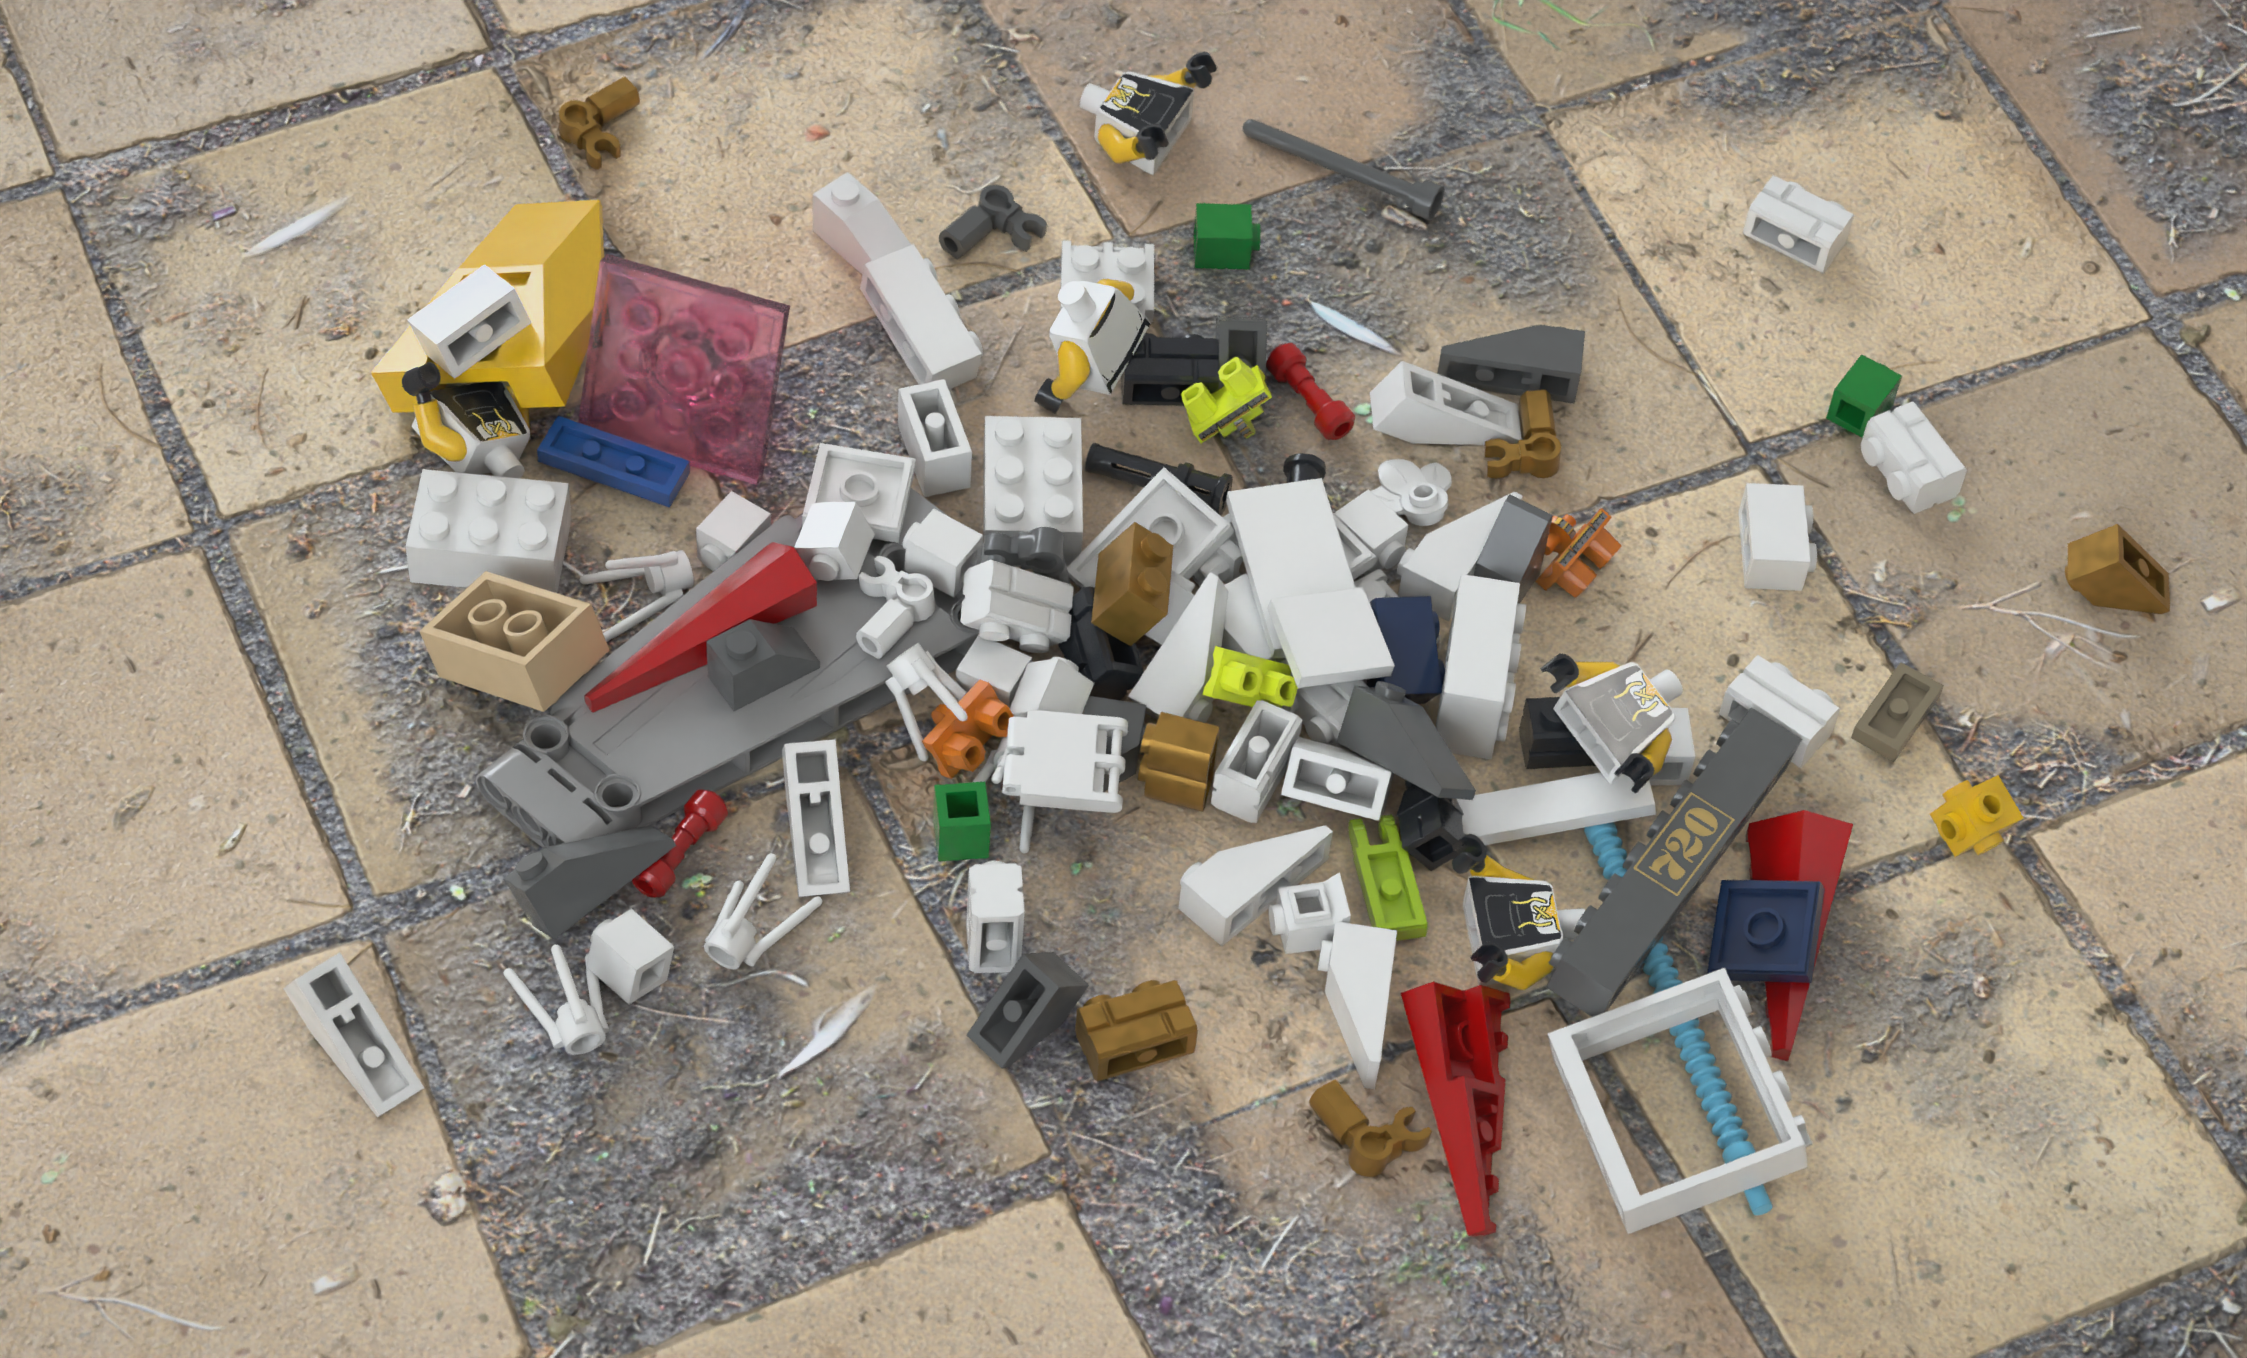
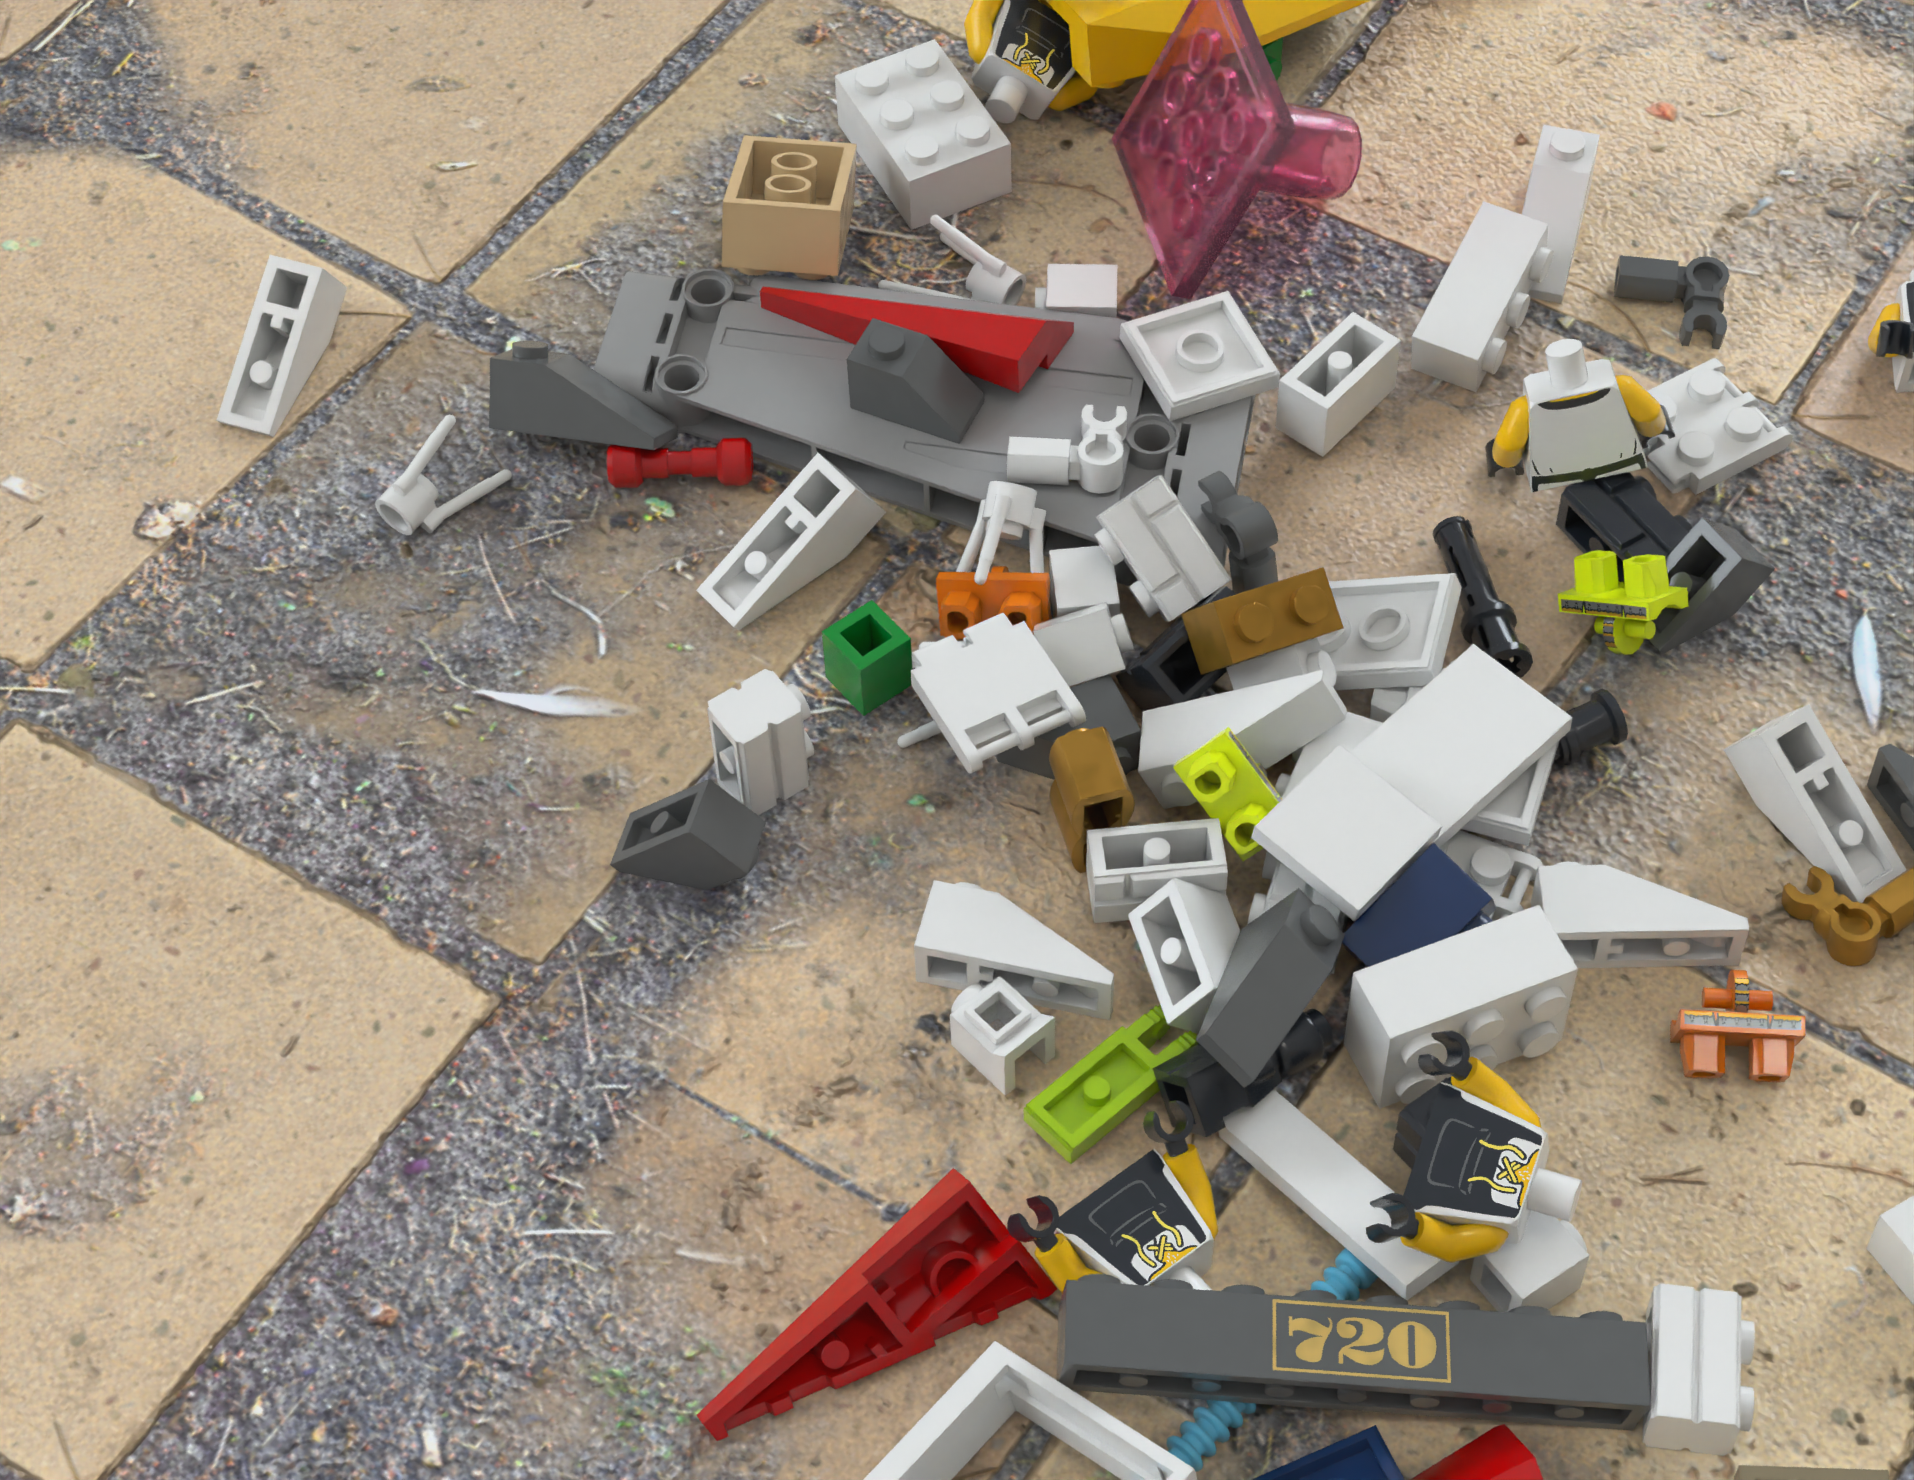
camera: 65 degrees right, 0 degrees up
(613, 461) = (1095, 177): blue plate -> none
(629, 956) = (510, 492): white brick -> none
(733, 935) = (597, 560): white plant -> none
(834, 540) = (1100, 359): white brick -> none
(942, 551) = (1172, 447): white brick -> none
(1033, 478) = (1356, 495): white brick -> none
(1135, 1029) = (729, 948): pearl gold brick -> none
(1224, 236) = (1859, 482): green brick -> none
(1331, 417) = (1709, 707): red piece -> none
(1358, 990) = (945, 1122): white slope -> none
(1369, 1145) = (737, 1247): pearl gold bar -> none
(1376, 528) = (1573, 816): white brick -> none
(1413, 490) = (1679, 834): white plate -> none
(1515, 545) = (1653, 965): slope -> none

